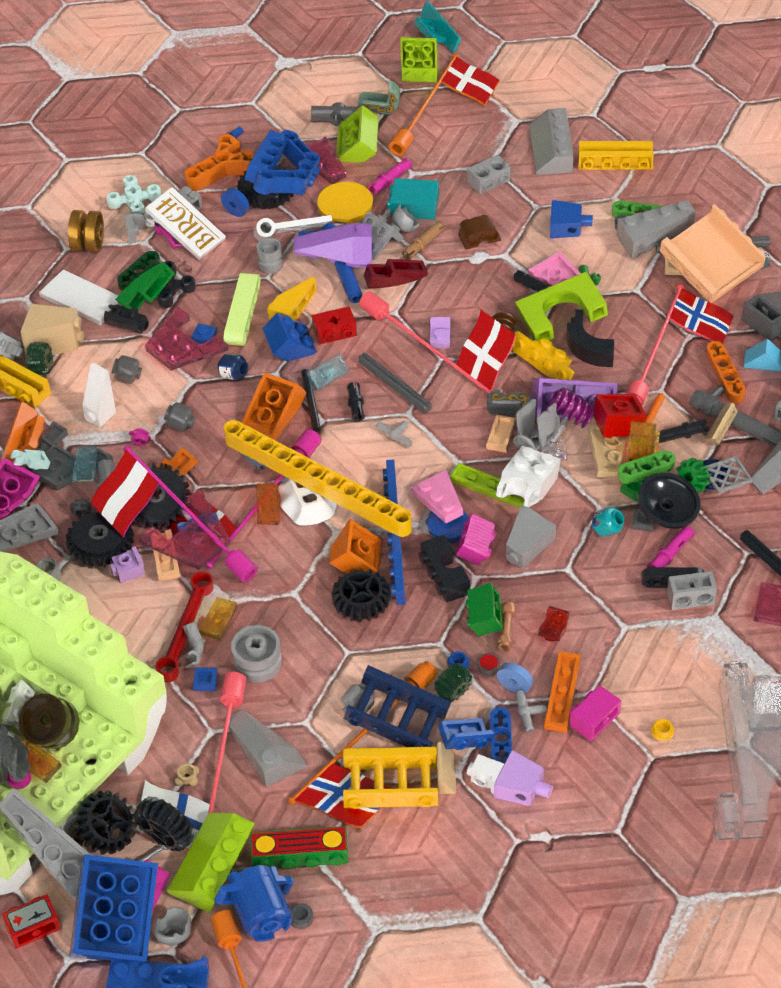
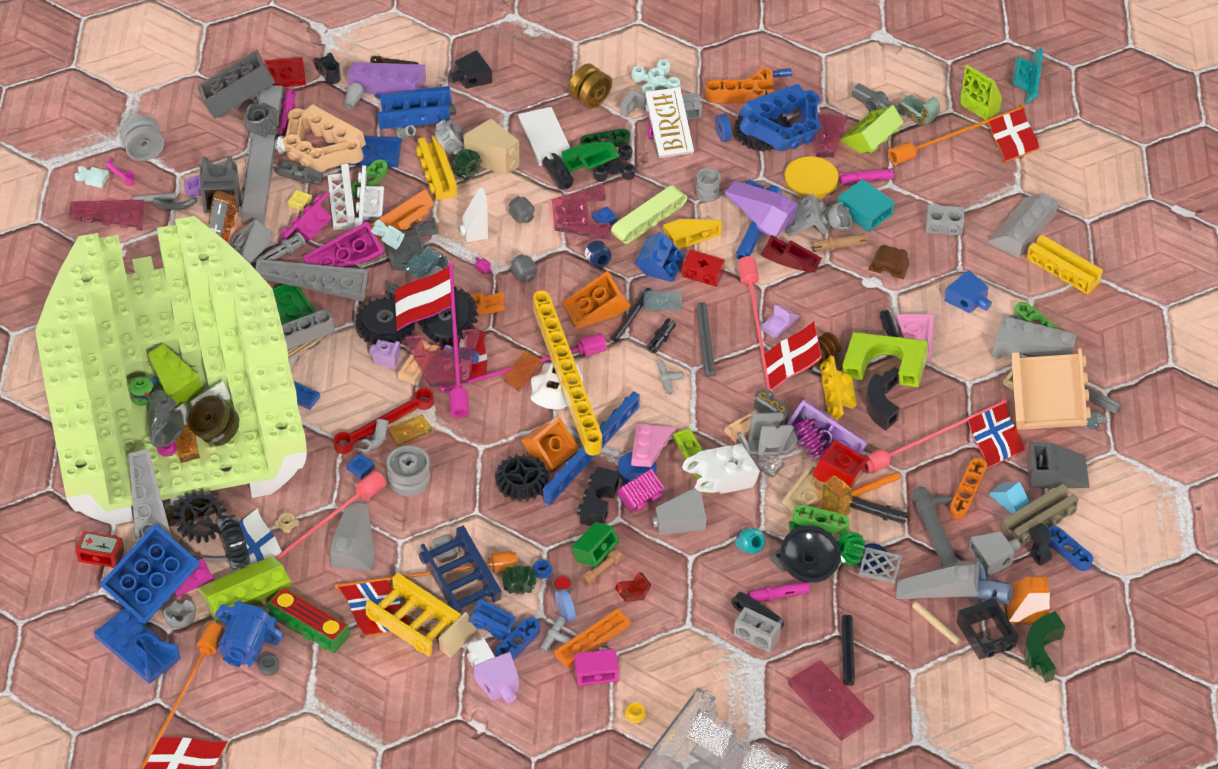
camera: 35 degrees right, 0 degrees up
(266, 227) = (725, 164): white piece -> none
(595, 278) = (937, 348): green arm -> none
(721, 424) = (916, 525): tan slope -> none

